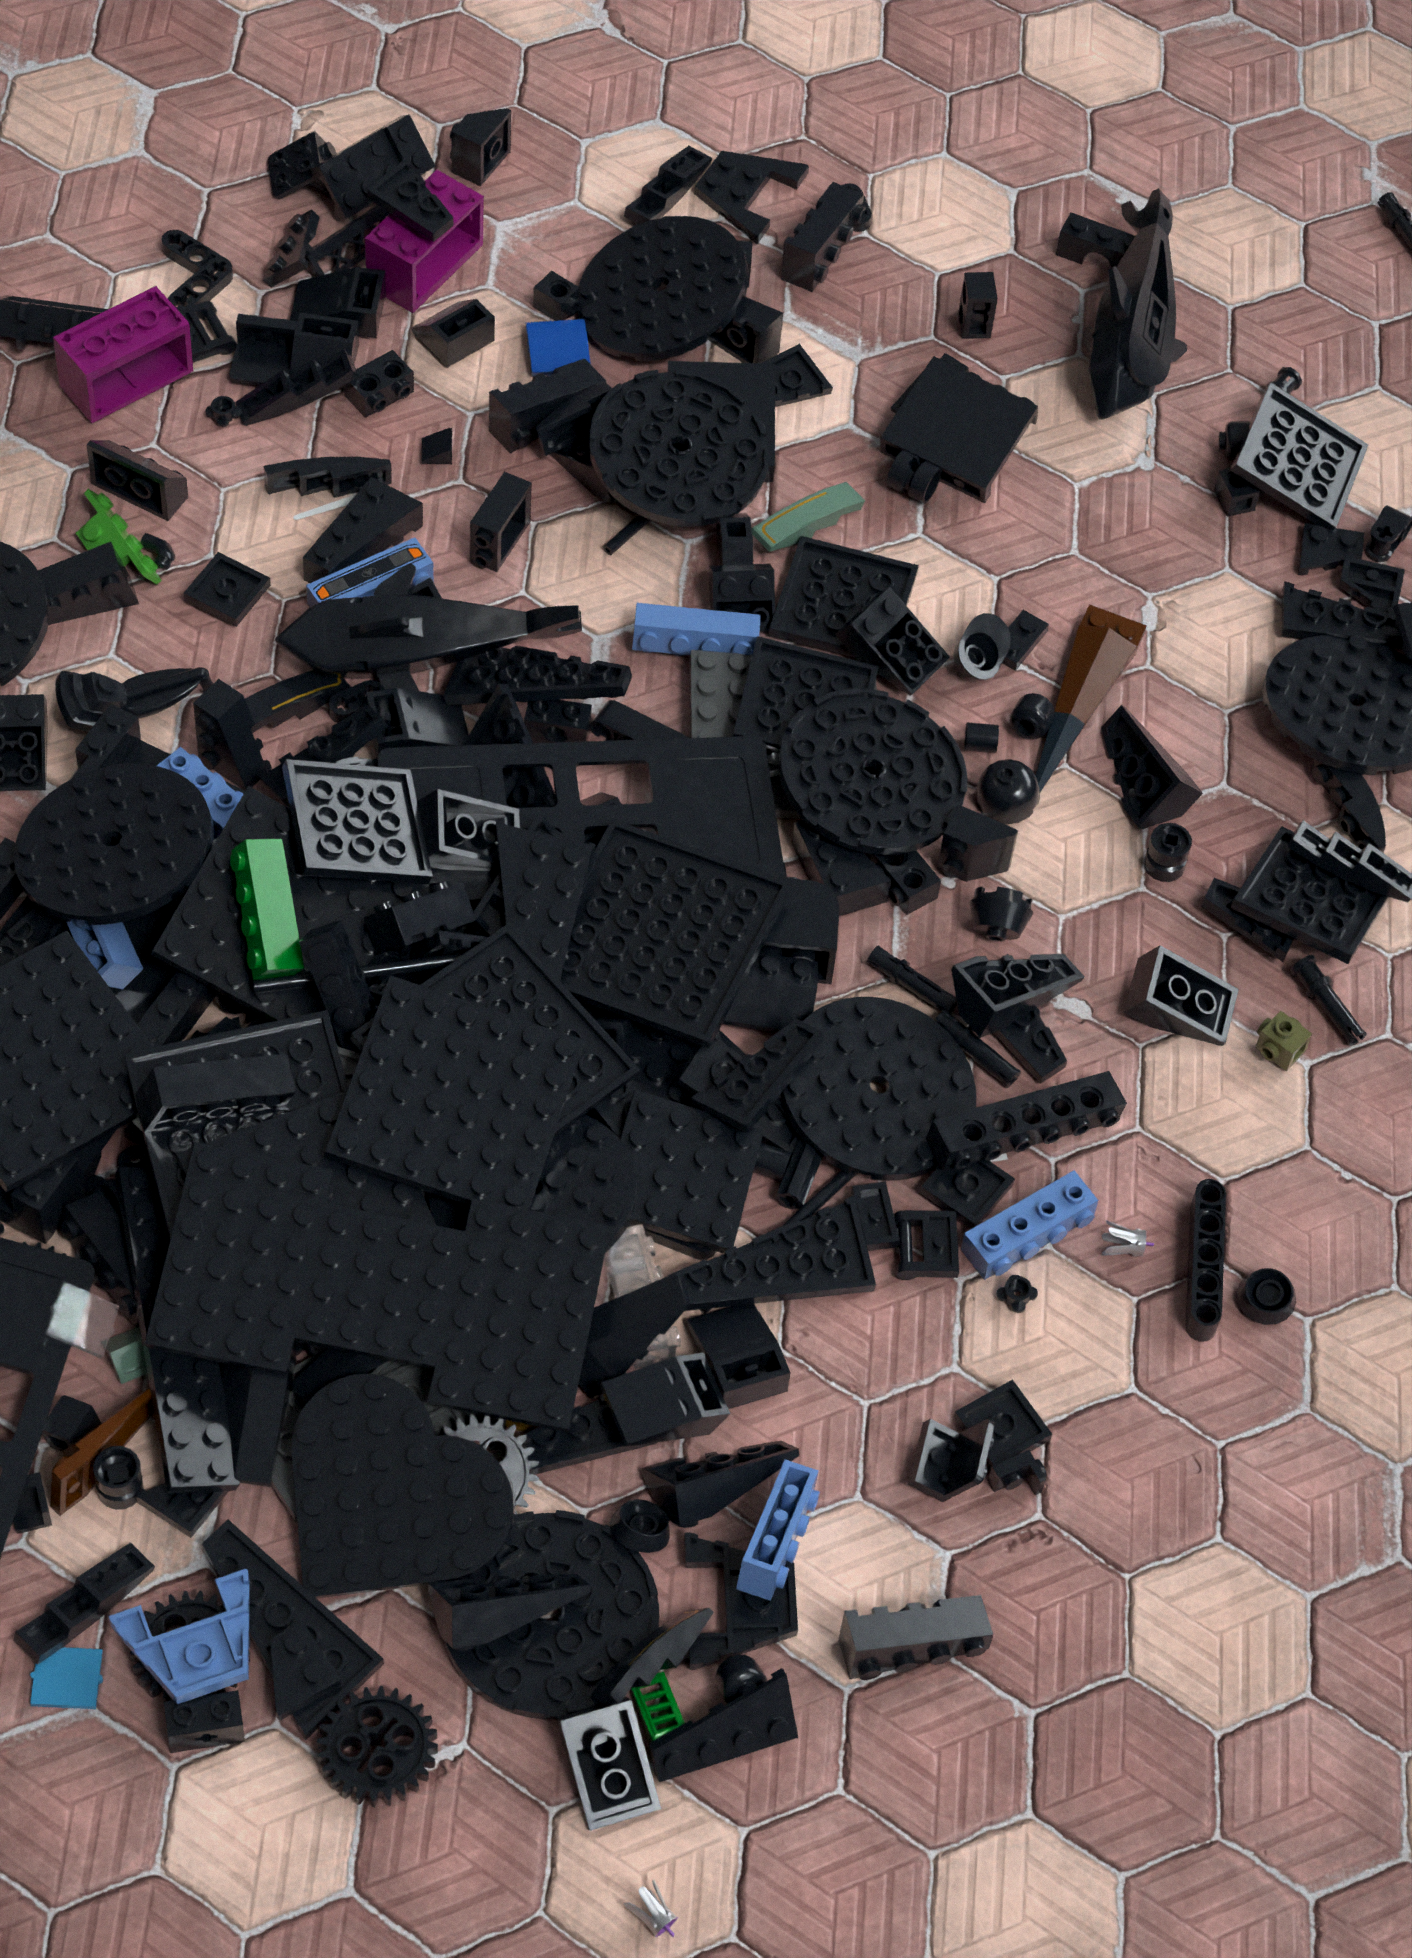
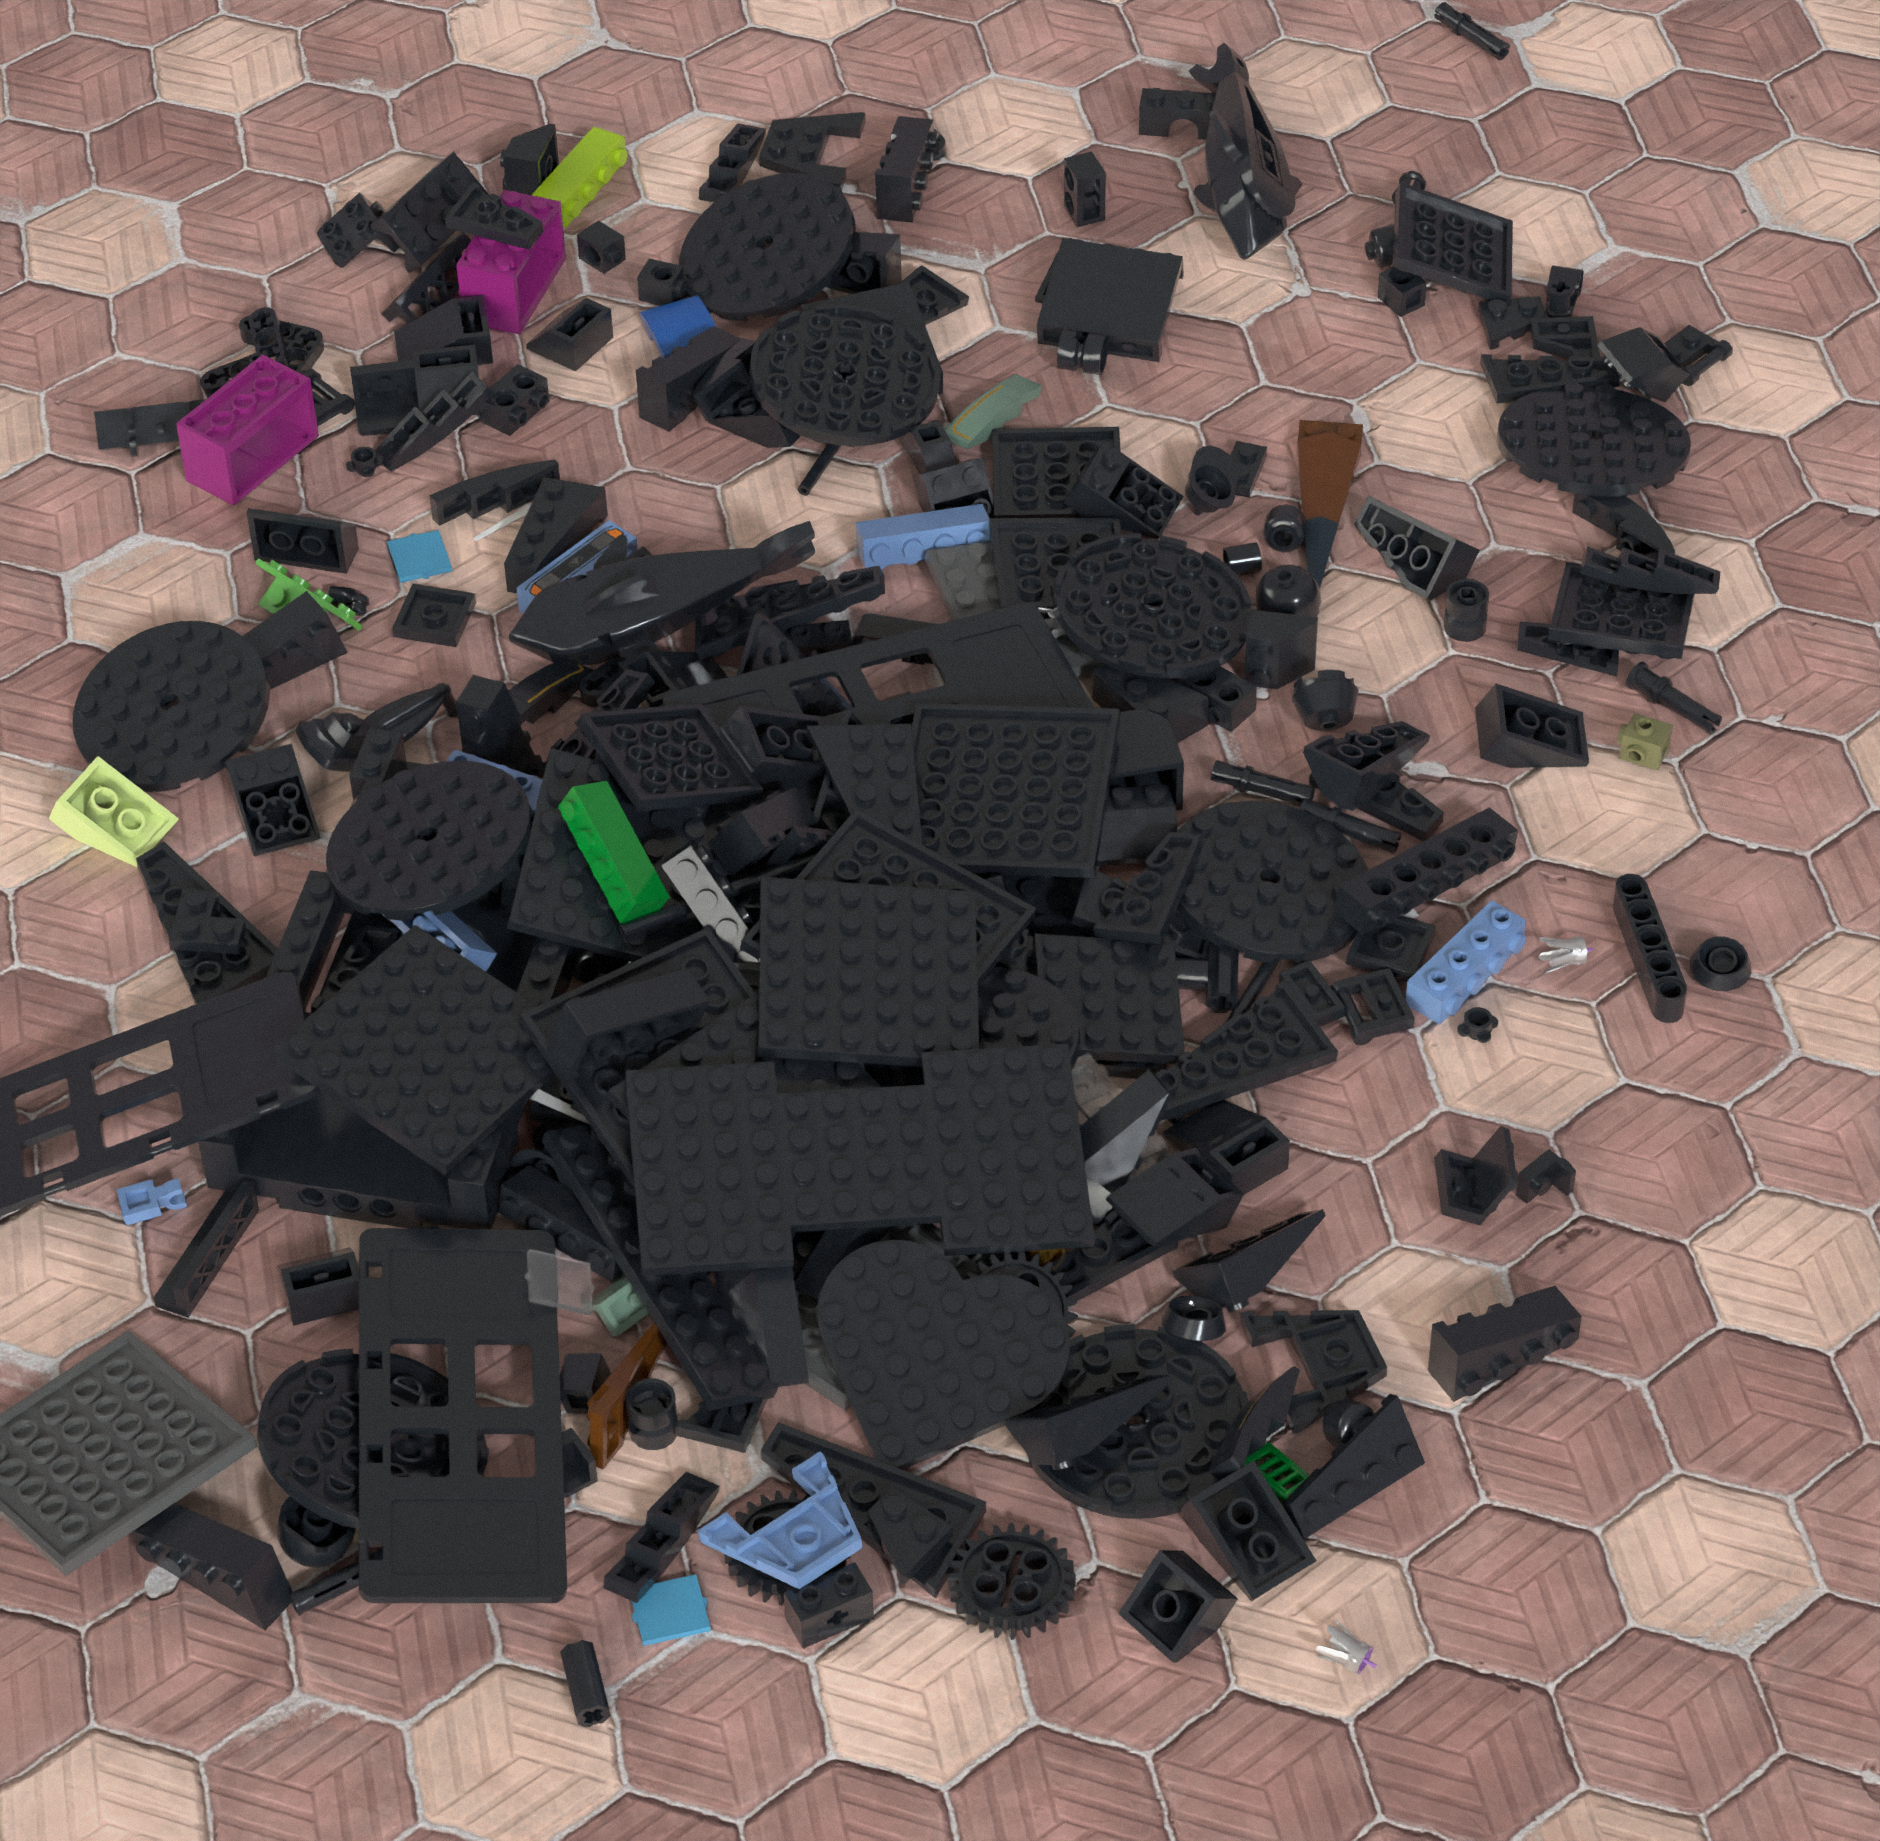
camera: 10 degrees left, 10 degrees down
(128, 287) = (219, 376): none -> black beam
(238, 521) = (419, 556): none -> dark azure piece
(293, 249) = (378, 303): black wing -> none
(437, 447) = (596, 442): black slope -> none
(500, 522) = (689, 486): black window -> none
(516, 244) = (601, 247): none -> black brick
(517, 1817) = (1177, 1604): none -> black slope
(524, 163) = (584, 172): none -> lime brick
(777, 1530) = (1336, 1280): medium blue brick -> none
(1015, 1420) = (1528, 1133): black plate -> none

